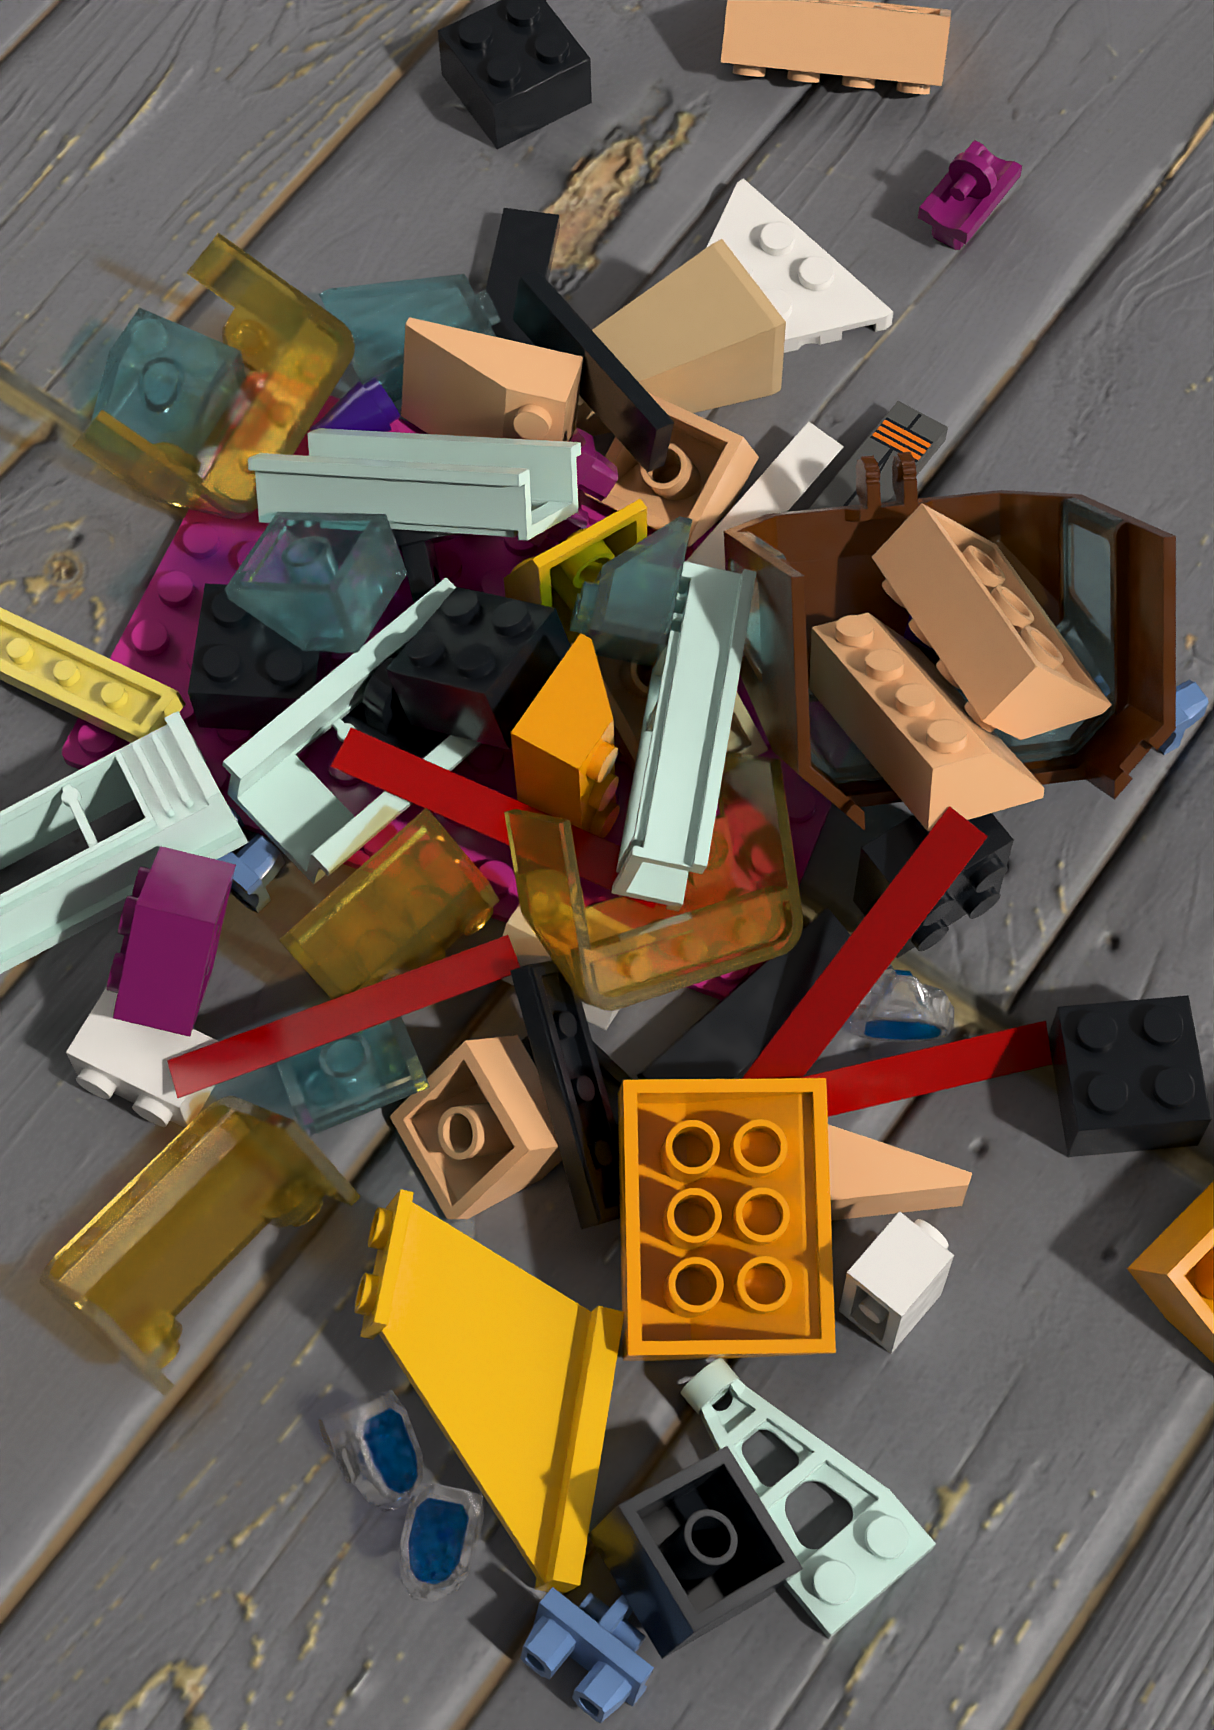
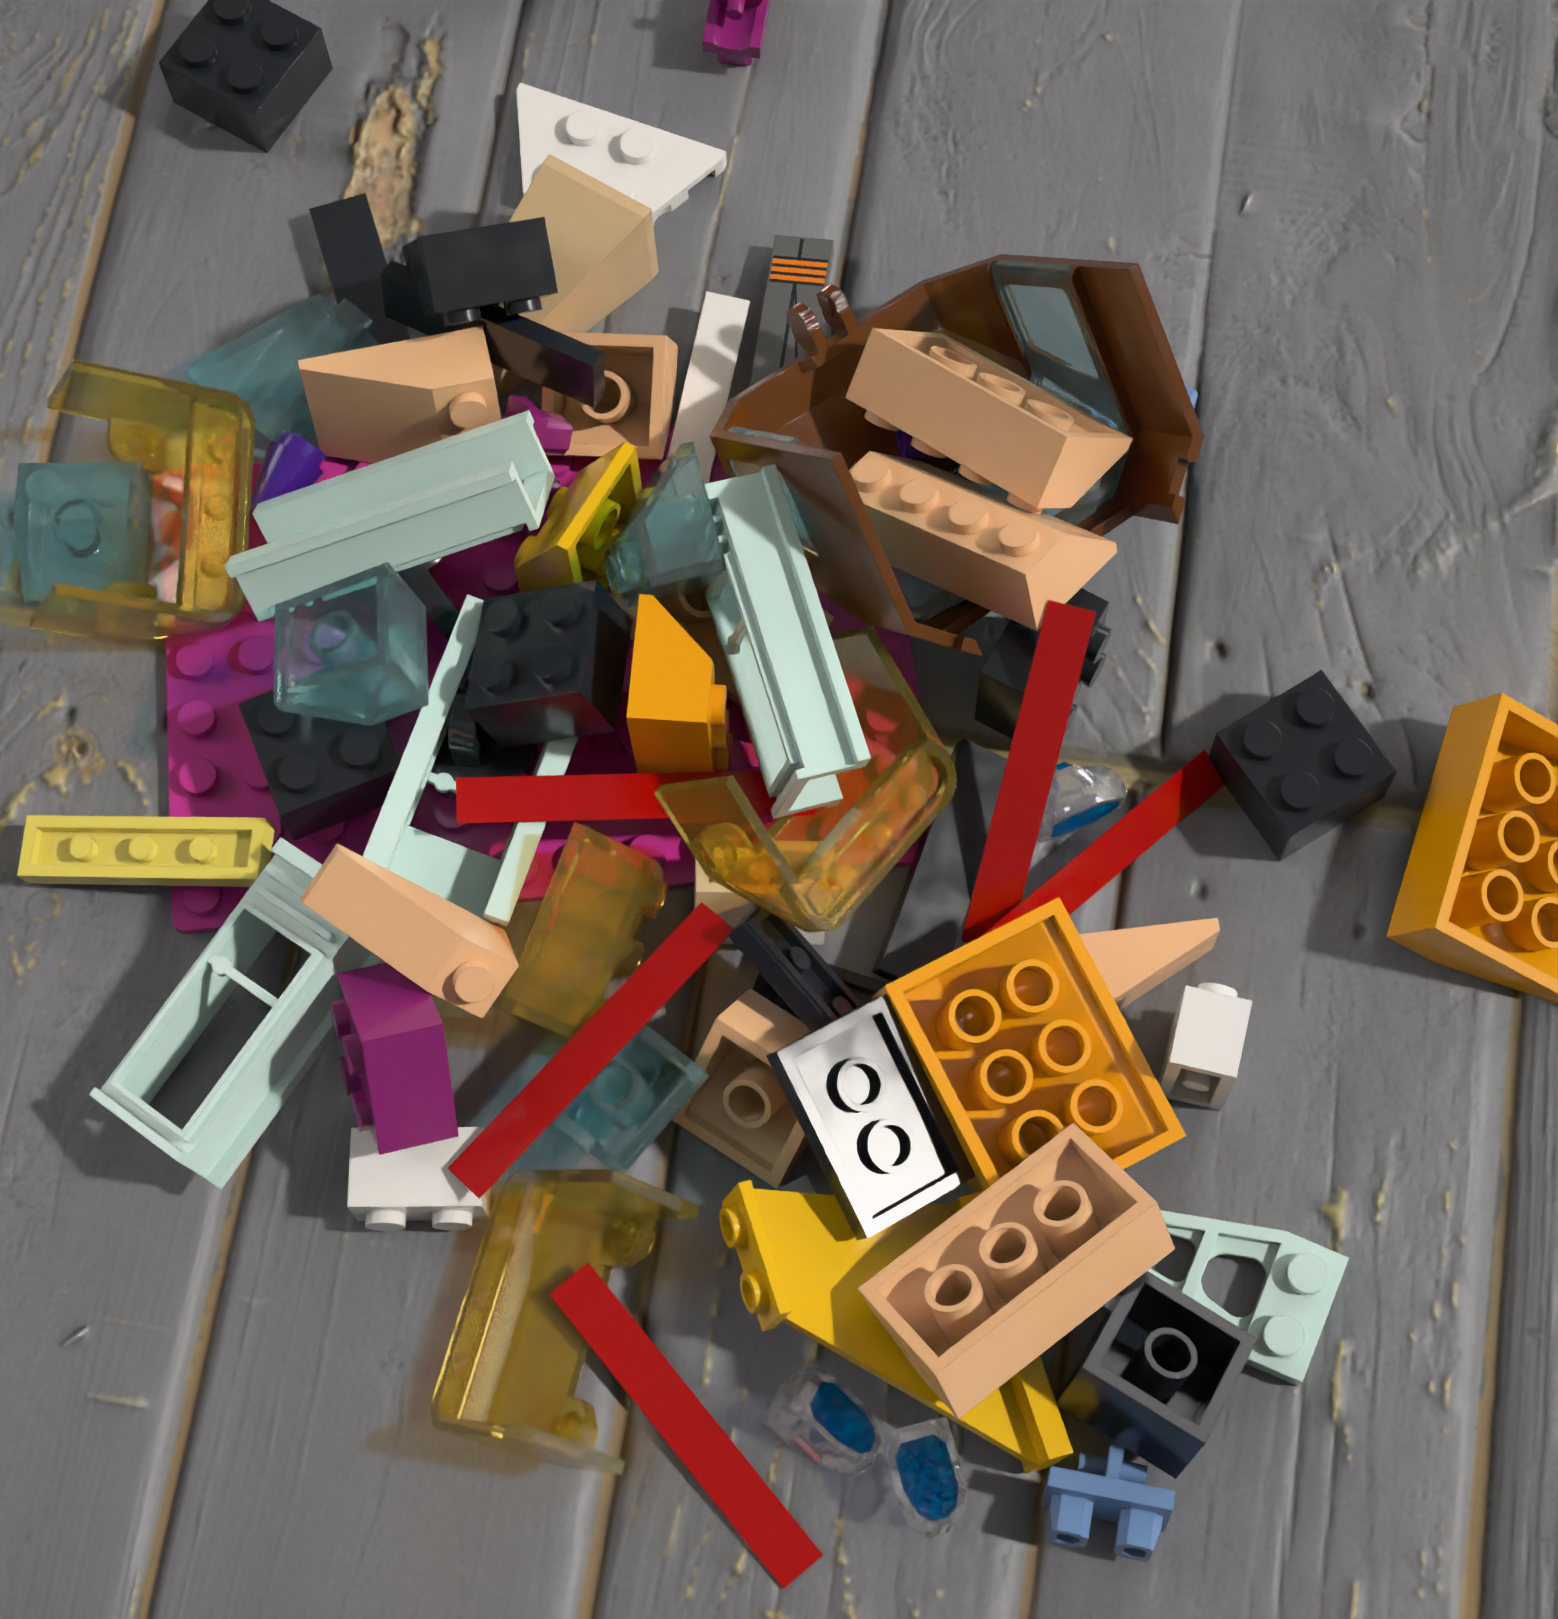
camera: 25 degrees left, 5 degrees up
(240, 837) = (414, 930): none -> light nougat slope
(258, 1394) = (686, 1425): none -> red sticker
(553, 1192) = (871, 1117): none -> plate
(603, 305) = (482, 268): none -> black slope
(611, 1391) = (1018, 1268): none -> light nougat slope

